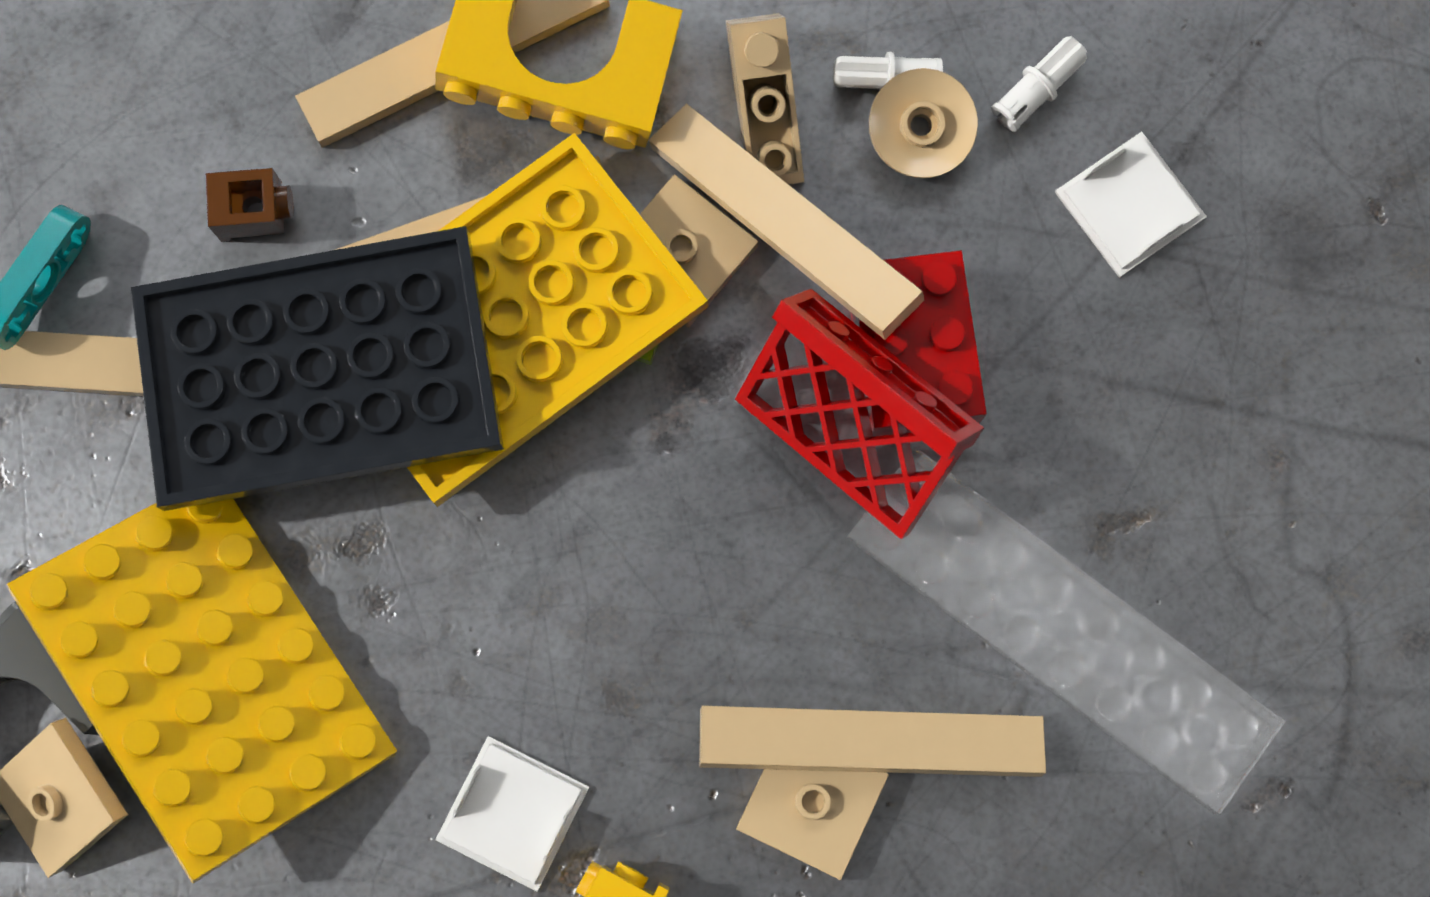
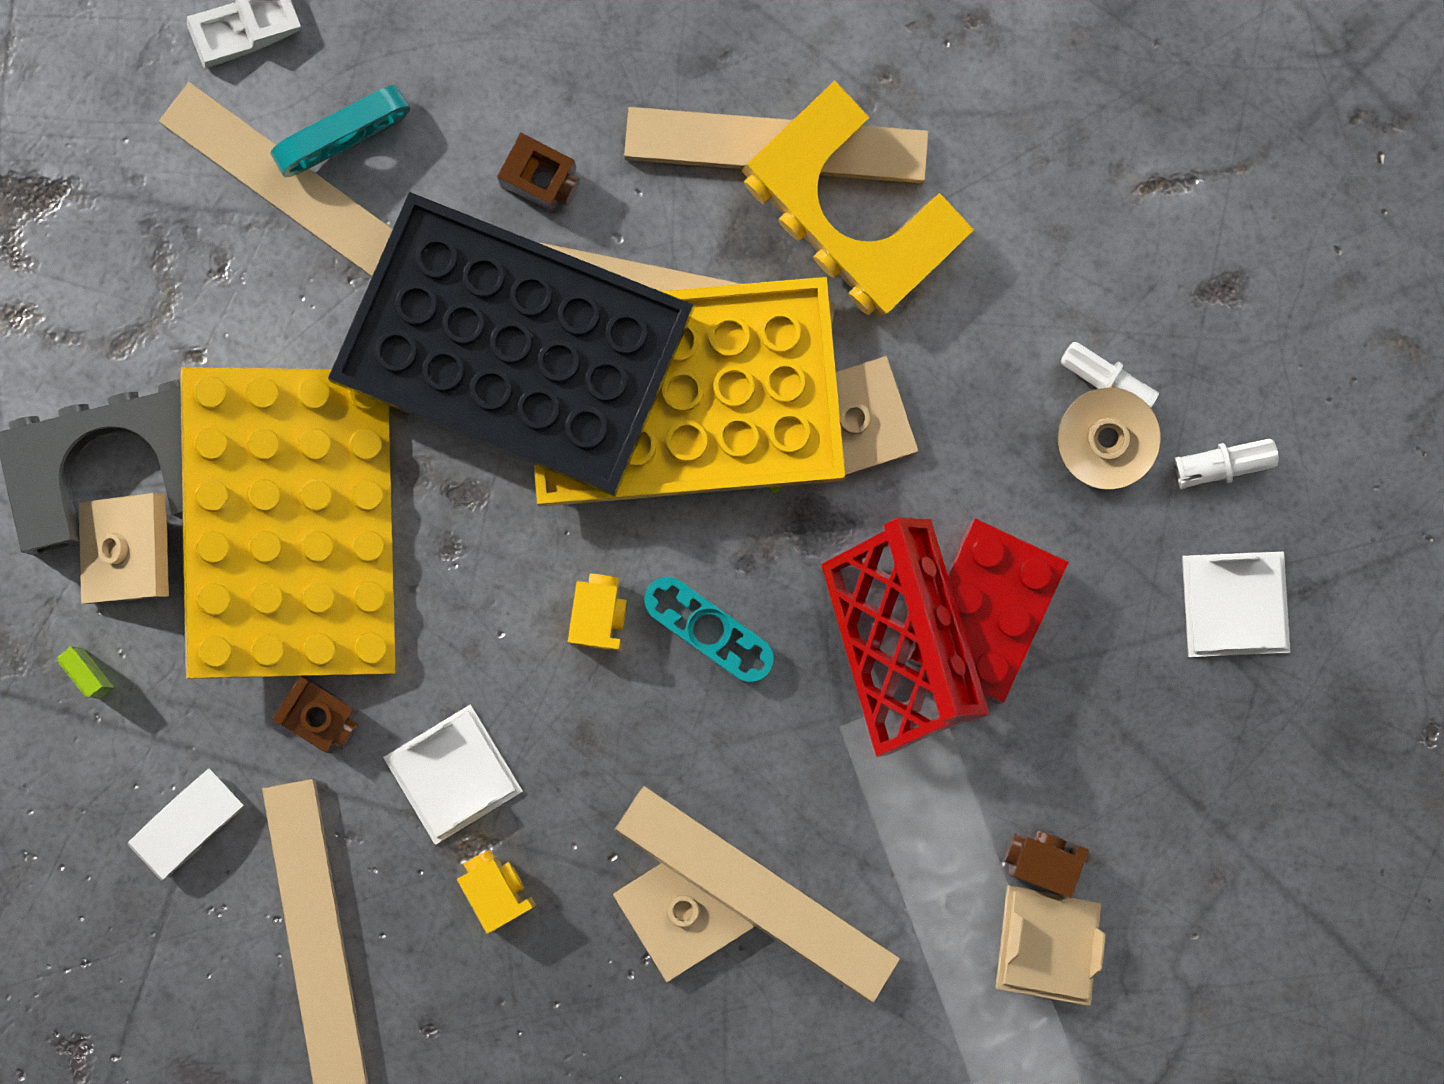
camera: 35 degrees right, 5 degrees up
(321, 845) = (302, 700): none -> reddish brown brick
(555, 573) = (597, 613): none -> yellow brick
(655, 504) = (671, 617): none -> teal beam
(766, 93) = (997, 339): tan slope -> none
(787, 221) = (946, 451): tan tile -> none
(1118, 540) = (1045, 862): none -> reddish brown brick
(1173, 615) = (1050, 946): none -> tan piece

